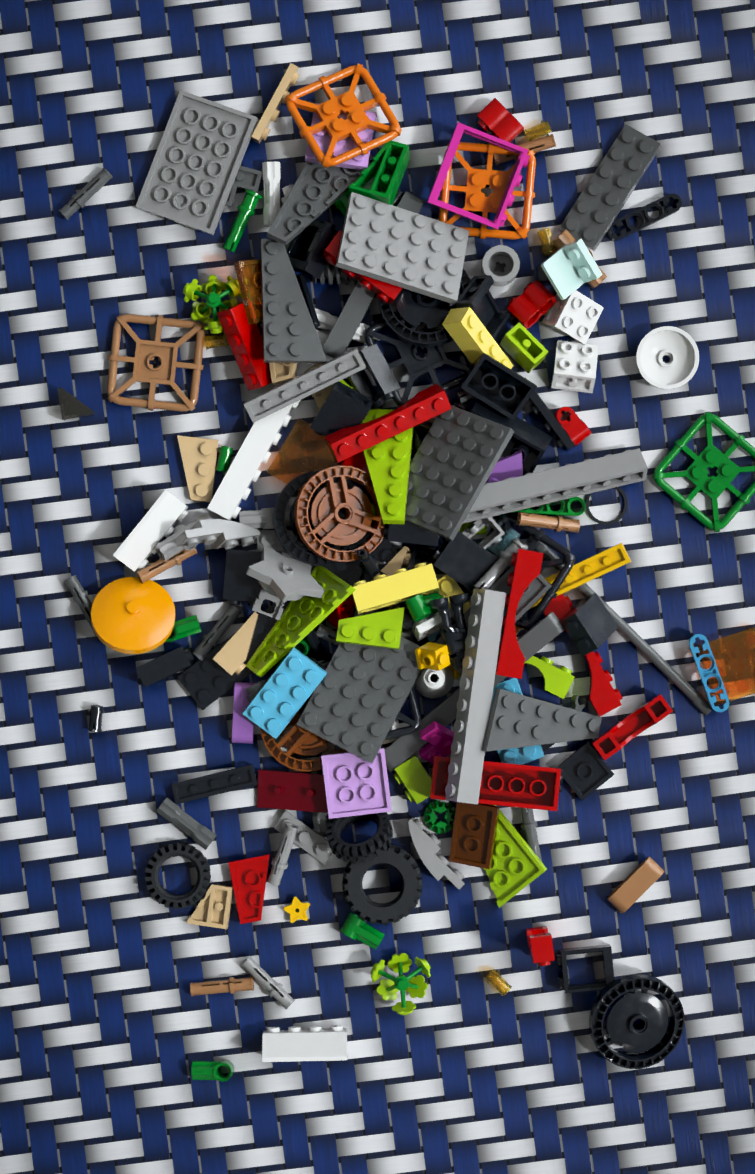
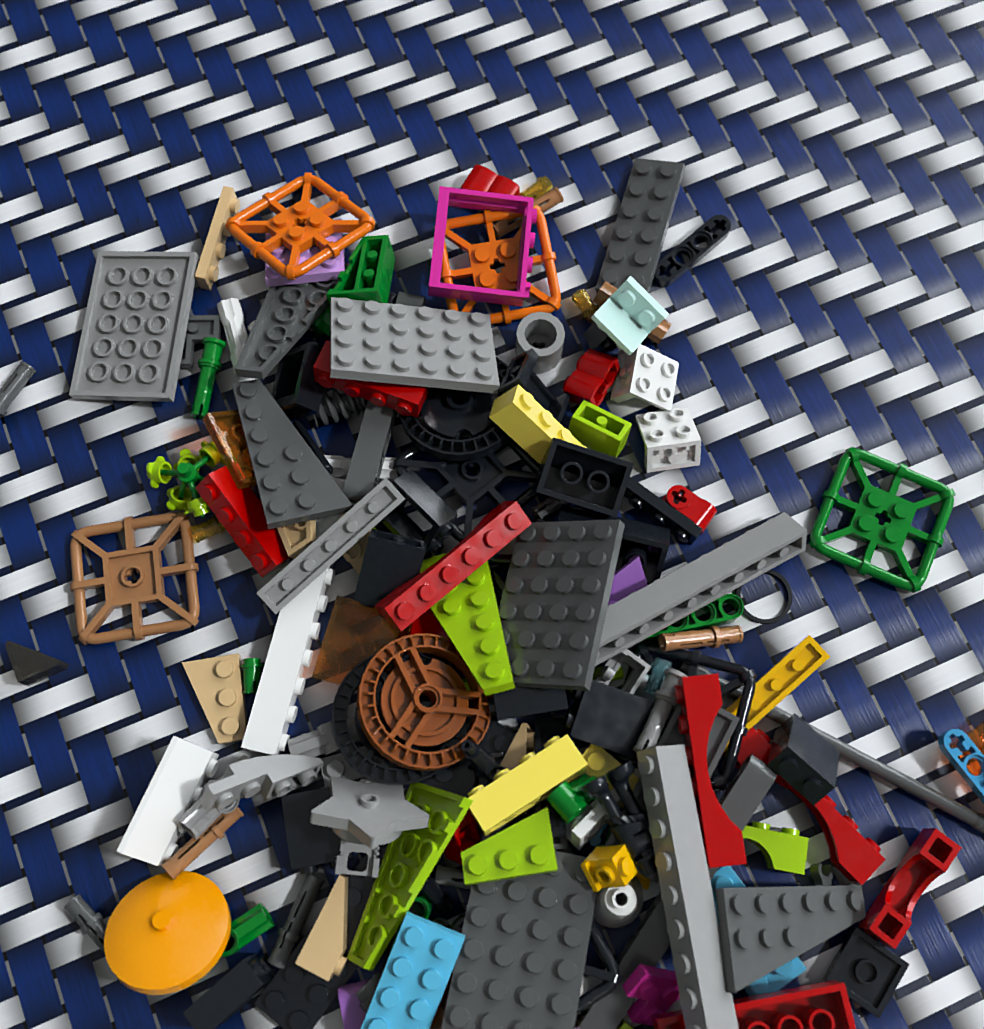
camera: 20 degrees left, 15 degrees down
(678, 347) = (789, 384): white dish -> none

